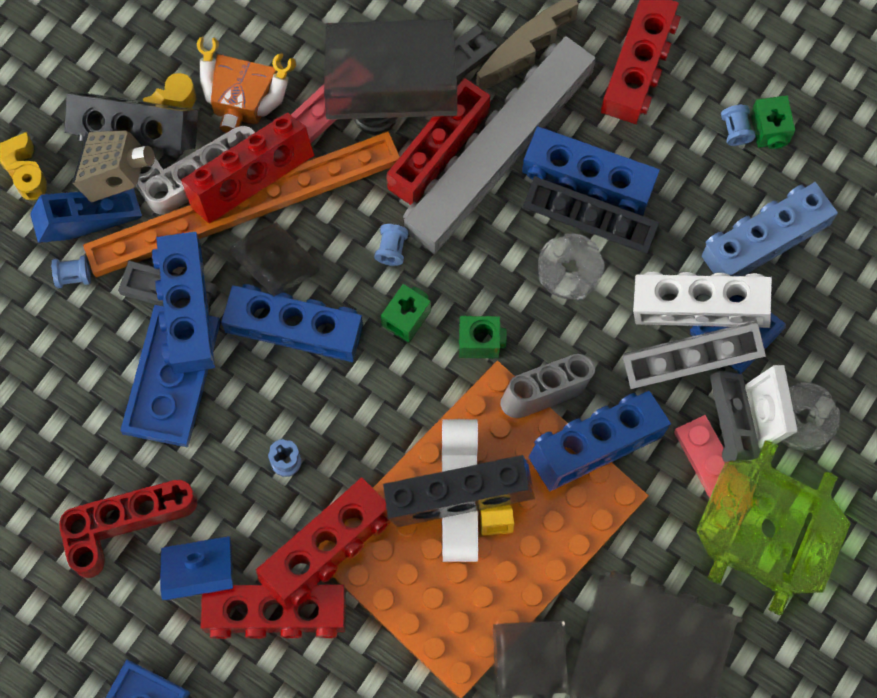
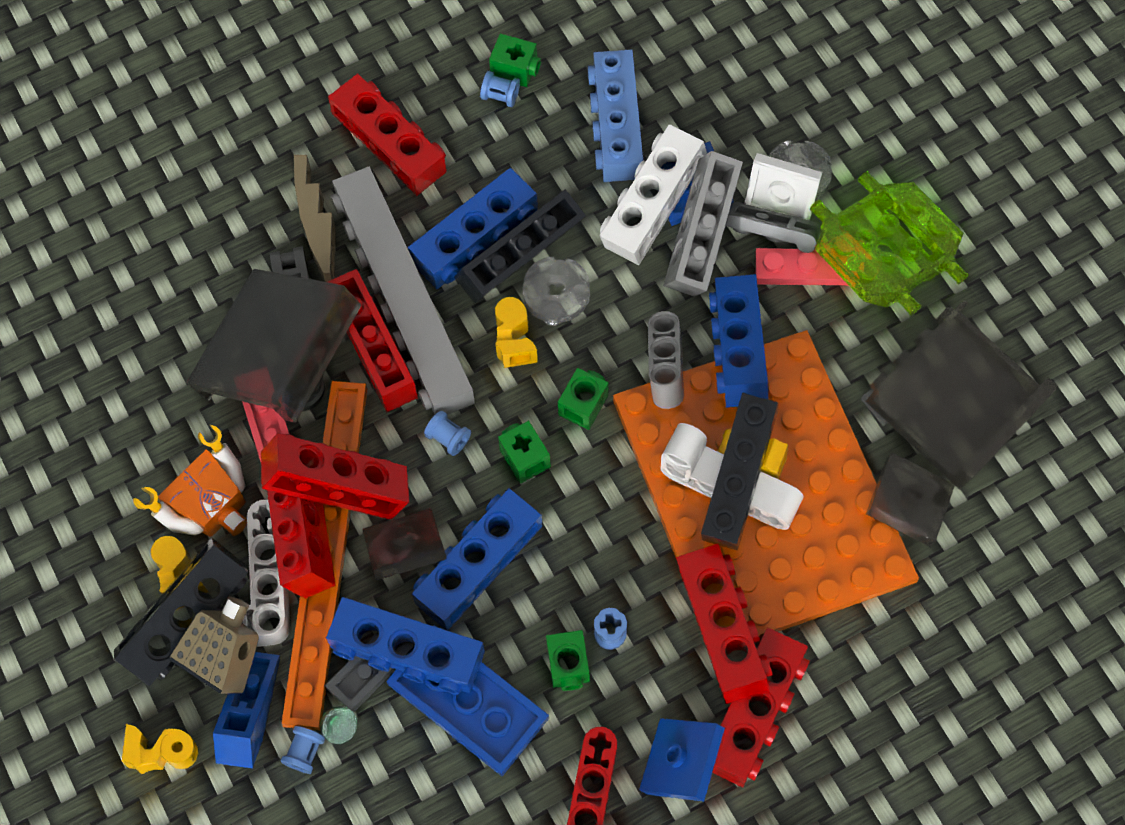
camera: 60 degrees left, 5 degrees down
(102, 288) = (338, 725): none -> clear green plate
(246, 423) = (568, 645): none -> green brick
(267, 132) = (334, 476): none -> red brick
(519, 247) = (511, 325): none -> yellow leg

